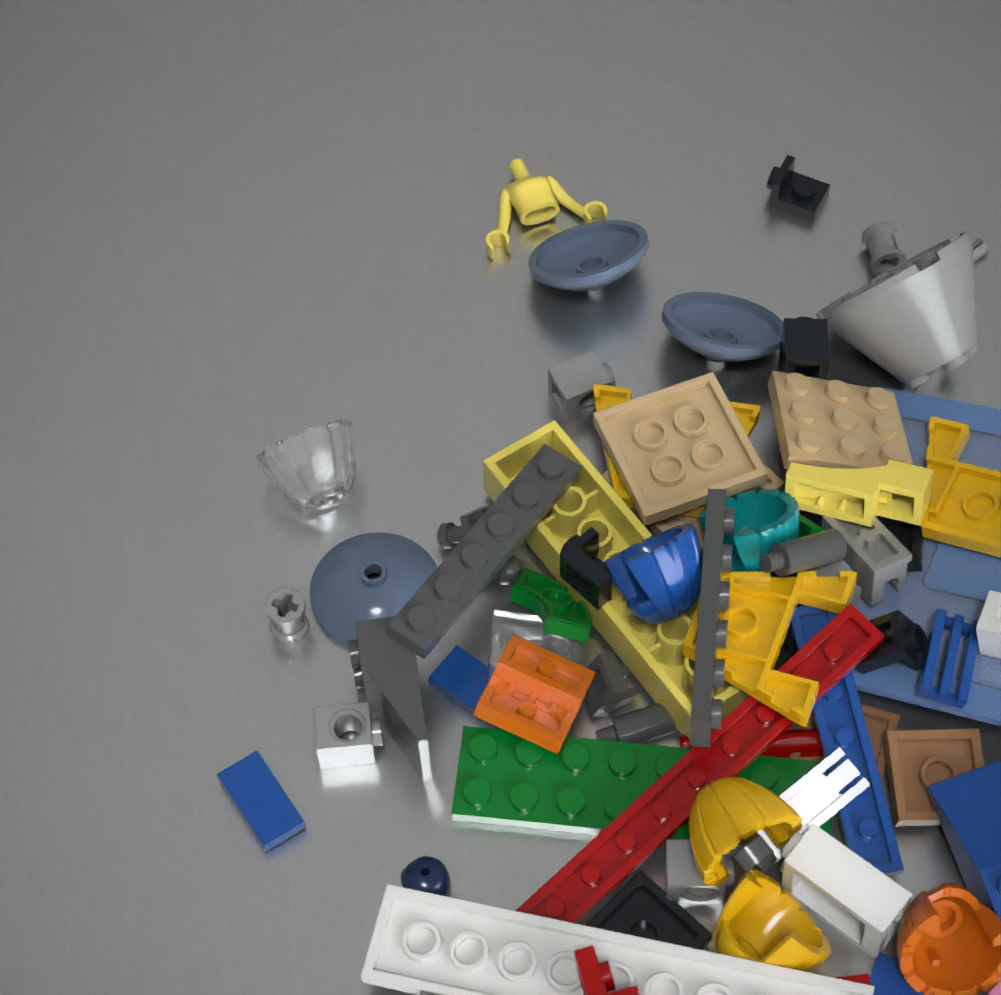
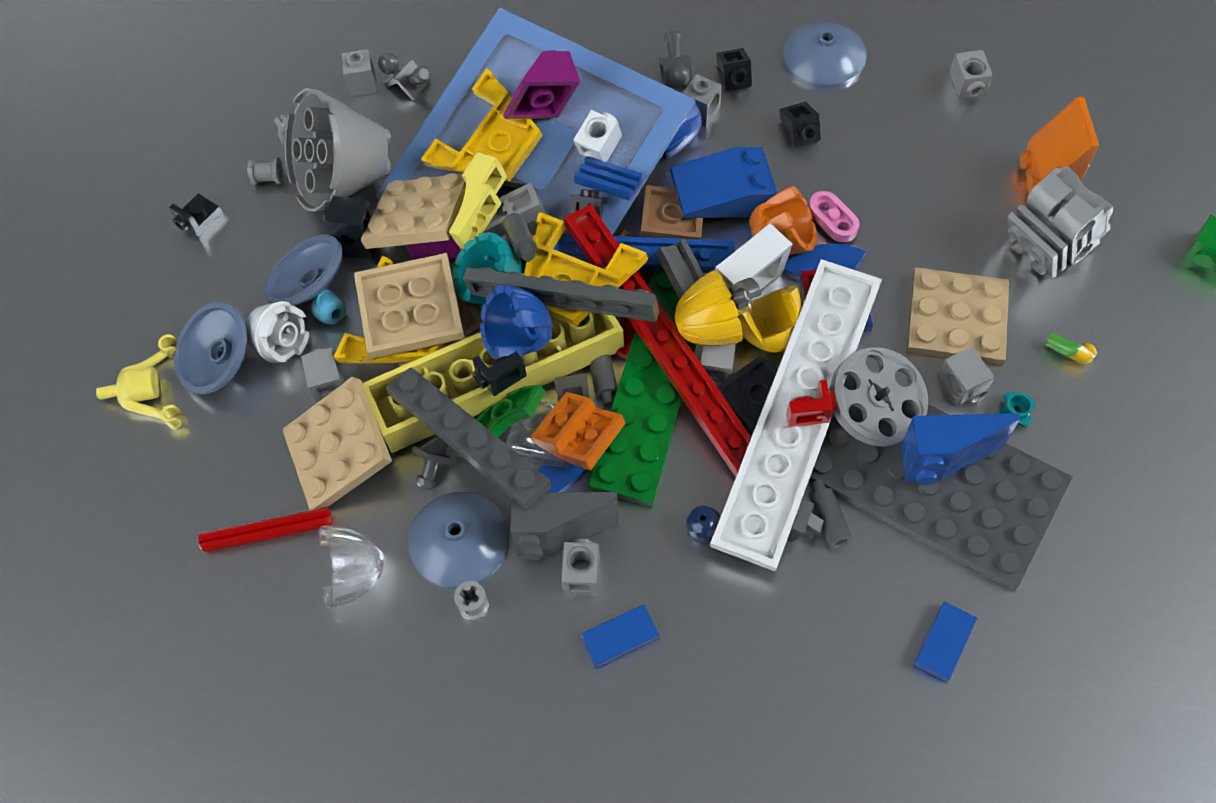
camera: 80 degrees left, 5 degrees up
(362, 379) = (265, 529): none -> red axle
(474, 418) = (336, 444): none -> tan plate
(625, 318) = (277, 331): none -> white cone
(679, 366) = (328, 307): none -> medium azure piece

